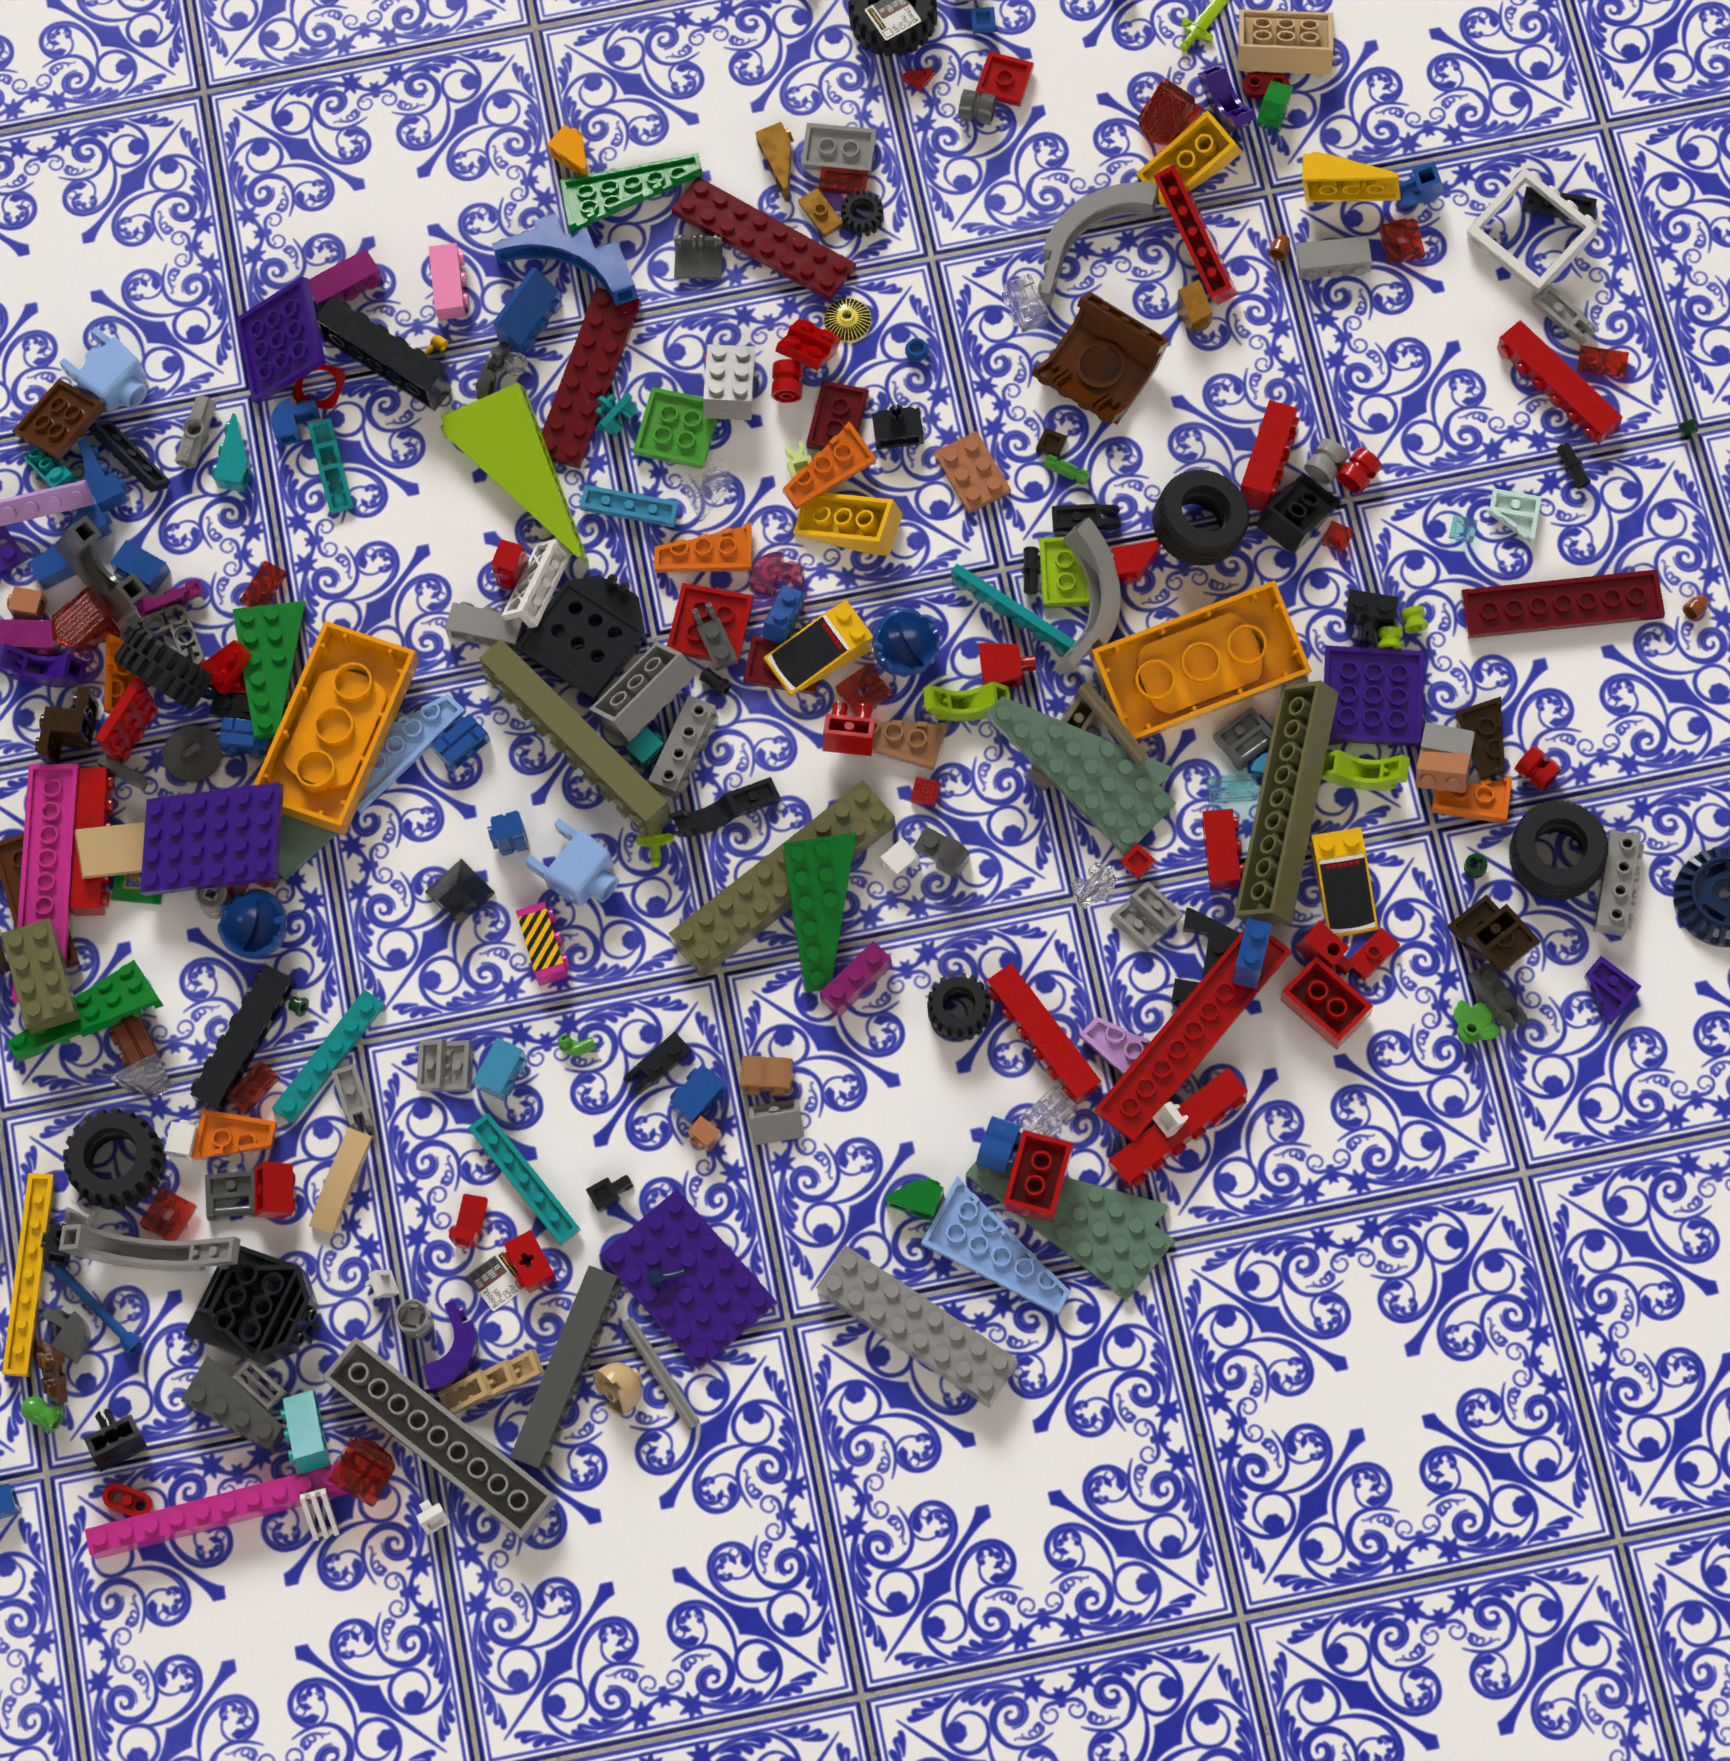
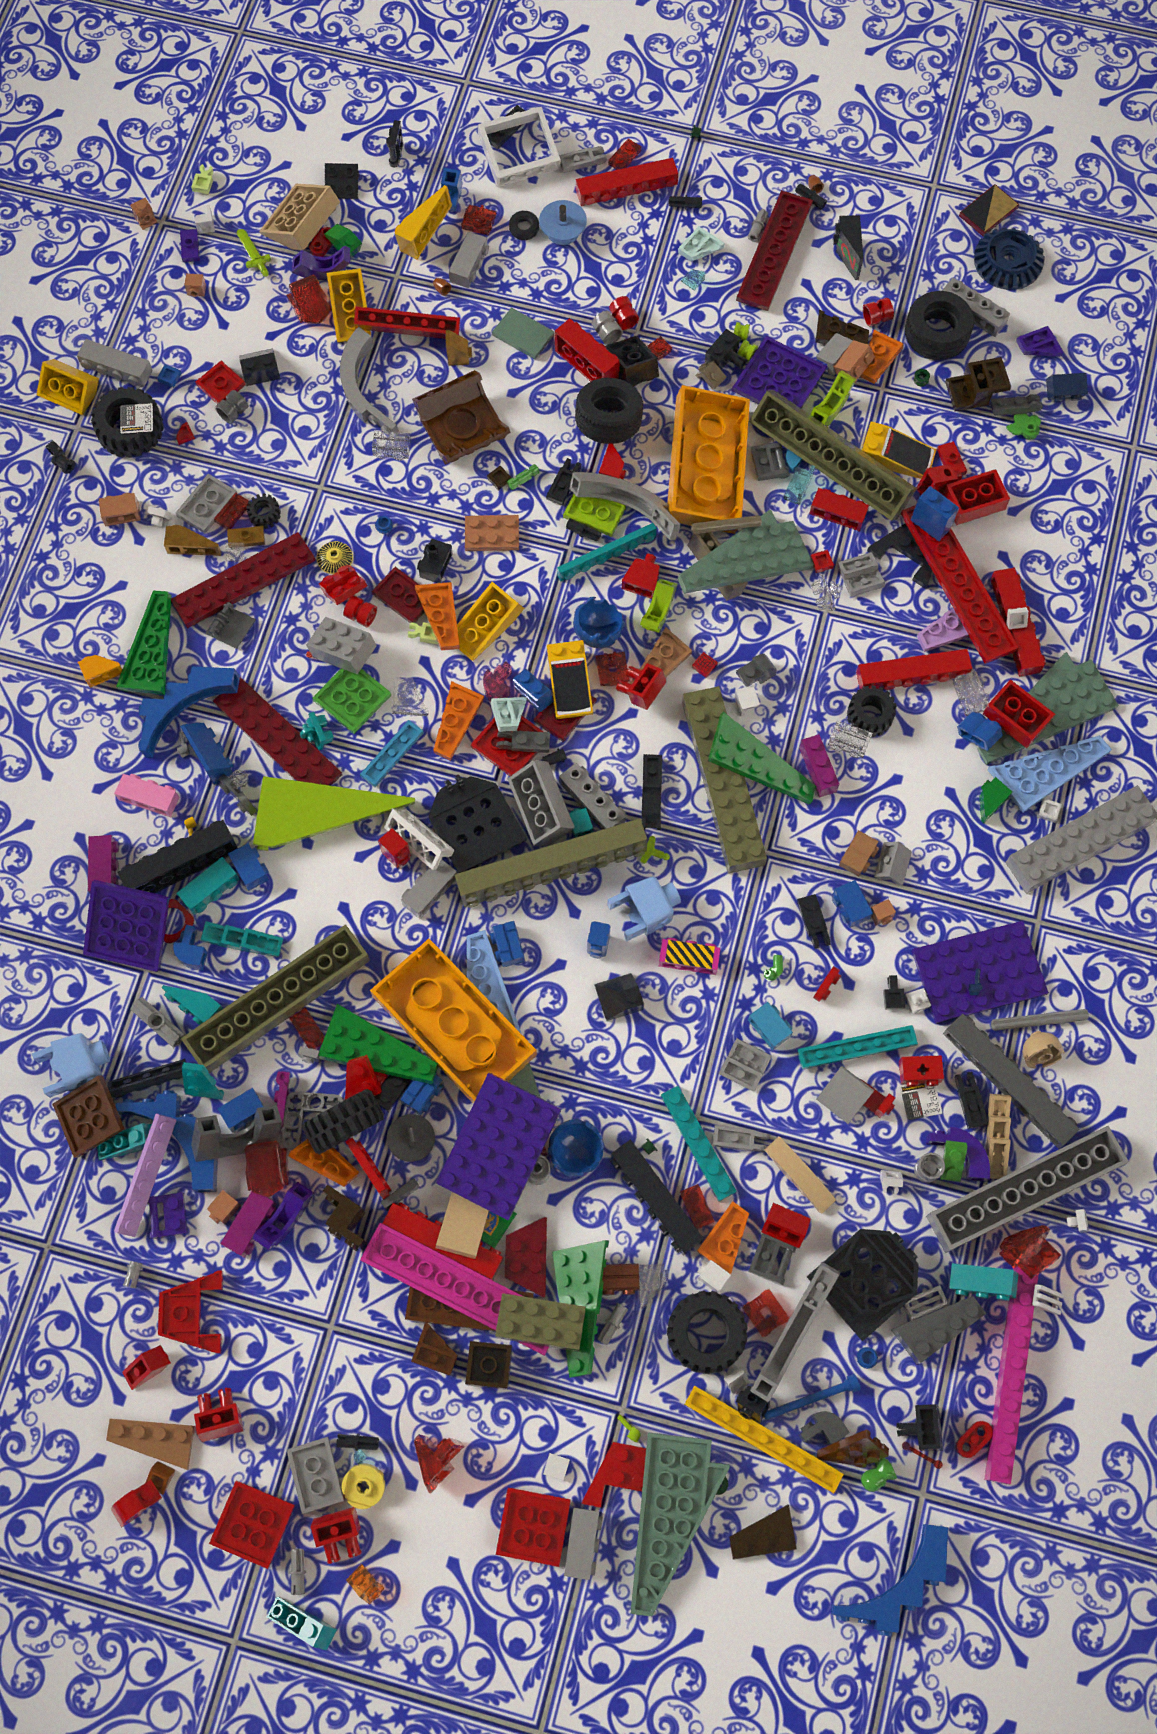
camera: 70 degrees left, 0 degrees up
(83, 1059) = (612, 1324): none -> light grey axle
(86, 1475) = (937, 1463): none -> clear red hinge
(116, 938) = (527, 1257): none -> dark red wing
(146, 507) = (199, 1082): none -> teal wing
(168, 1347) = (867, 1357): none -> blue plate
(231, 600) = (308, 1055): none -> light grey plate
(277, 535) = (276, 999): none -> olive brick
(373, 400) = (208, 886): none -> teal brick
(416, 428) = (247, 864): none -> blue brick
(434, 1341) = (954, 1160): none -> bright green plate
(457, 1188) = (845, 1094): none -> light grey slope
(519, 1335) = (971, 1102): none -> black hinge
(592, 1111) = (832, 978): none -> red plate
(616, 1223) = (917, 1000): none -> white tile
(738, 601) = (508, 712): none -> light aqua wing
(780, 63) = (119, 509): none -> nougat brick
(792, 211) = (234, 552): none -> clear plate
(795, 107) = (158, 515): none -> white tile
(910, 1000) = (849, 739): none -> clear brick
(941, 1275) = (1049, 810): none -> white tile
(1051, 106) = (259, 367): none -> black slope
(1267, 371) = (523, 333): none -> sand green tile
(1331, 613) = (711, 374): none -> dark tan bracket
(1363, 60) = (342, 179): none -> black hinge
(1425, 282) = (524, 216): none -> black tyre
(1447, 334) = (562, 221): none -> medium blue piece
(1454, 92) = (395, 143): none -> black plate
(1557, 1047) = (1067, 386): none -> dark blue brick
(1589, 567) = (758, 225): none -> light grey axle
(1624, 684) = (849, 243): none -> black slope
(1673, 611) = (807, 193): none -> black axle

